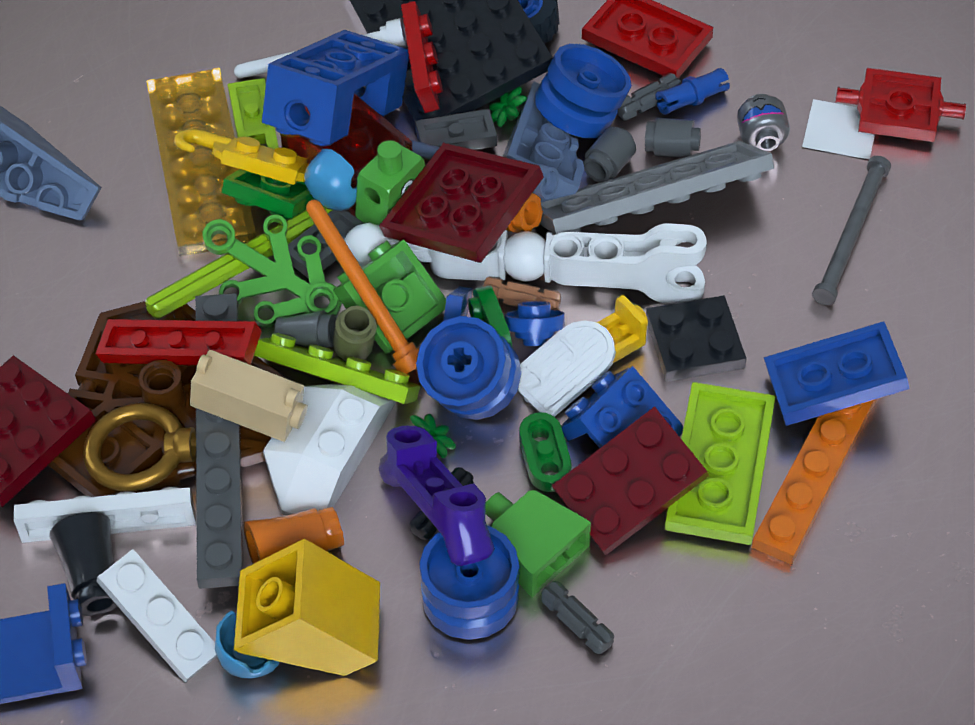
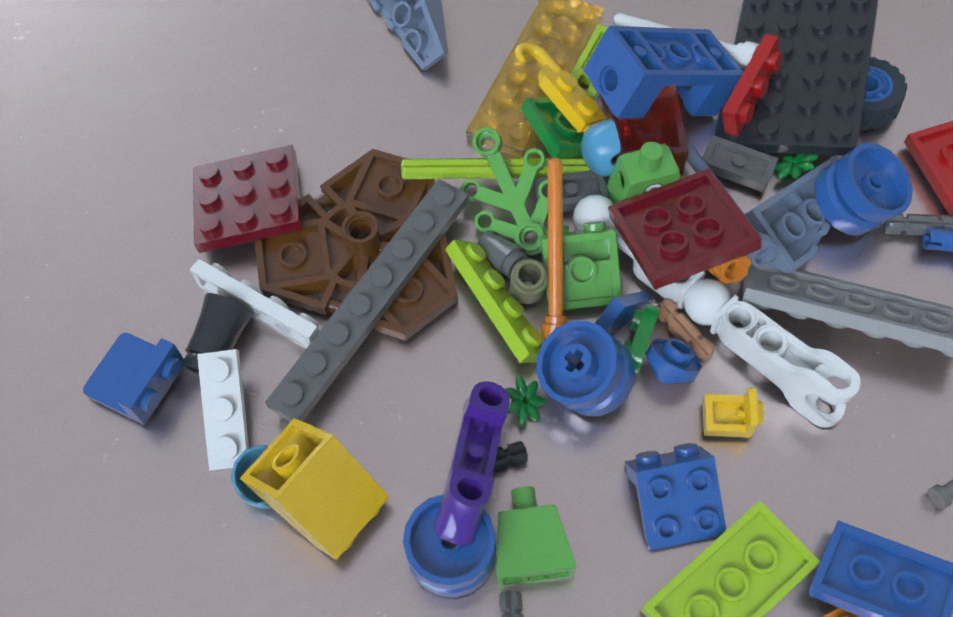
camera: 40 degrees right, 10 degrees up
(176, 340) = (393, 210): red plate -> none
(178, 447) = (335, 285): pearl gold piece -> none
(247, 395) = (402, 283): tan brick -> none
(274, 534) = (357, 415): orange plant -> none
(327, 448) = (438, 355): white wedge -> none
(544, 455) = (596, 477): green plate -> none
(566, 366) = (669, 415): white window -> none
(609, 154) = (847, 255): dark grey brick -> none
(631, 480) = (639, 553): dark red plate -> none
(672, 137) = (912, 273): dark grey brick -> none
(695, 338) = (797, 460): black plate -> none

